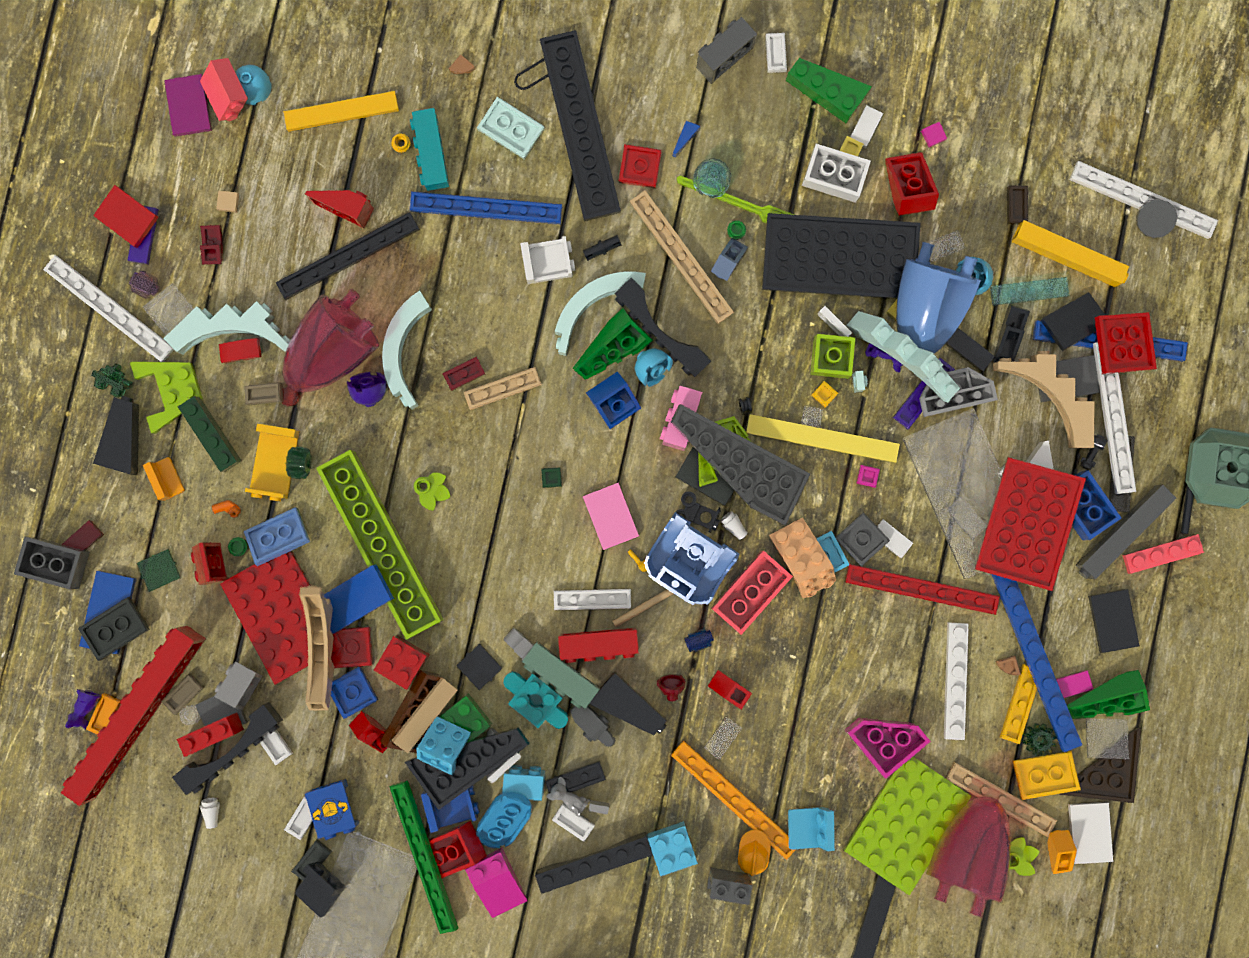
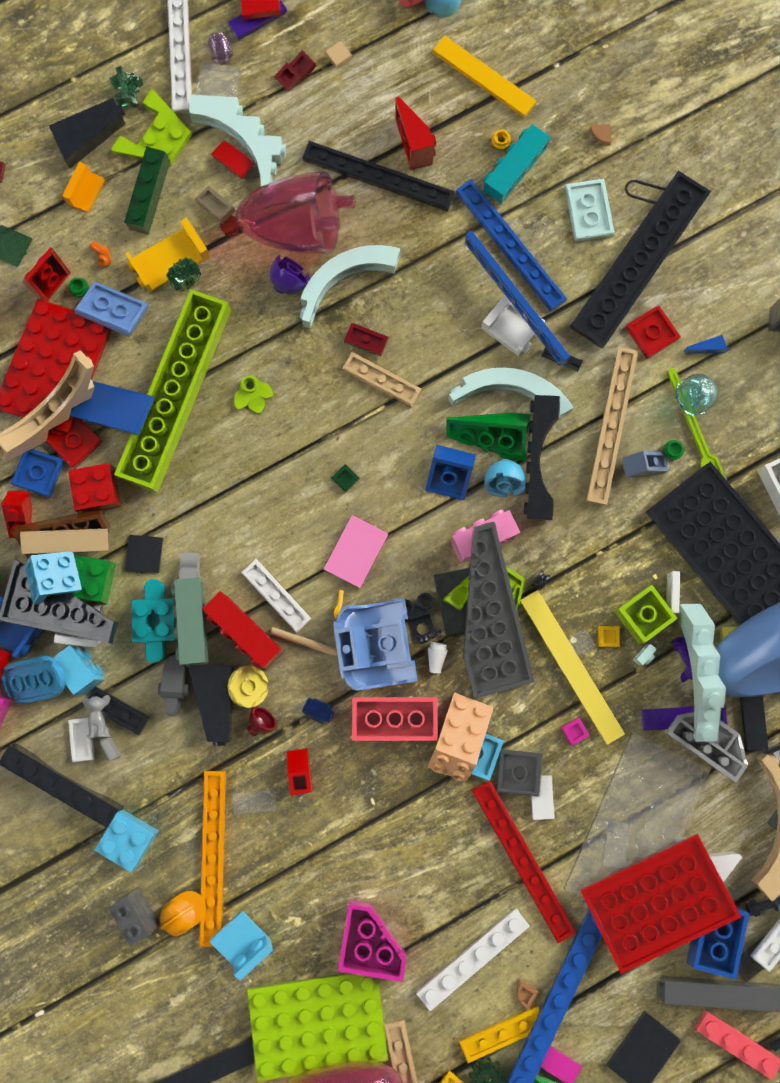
camera: 50 degrees right, 5 degrees down
(532, 242) = (516, 298): none -> blue tile
(639, 674) = (247, 686): none -> light yellow tile

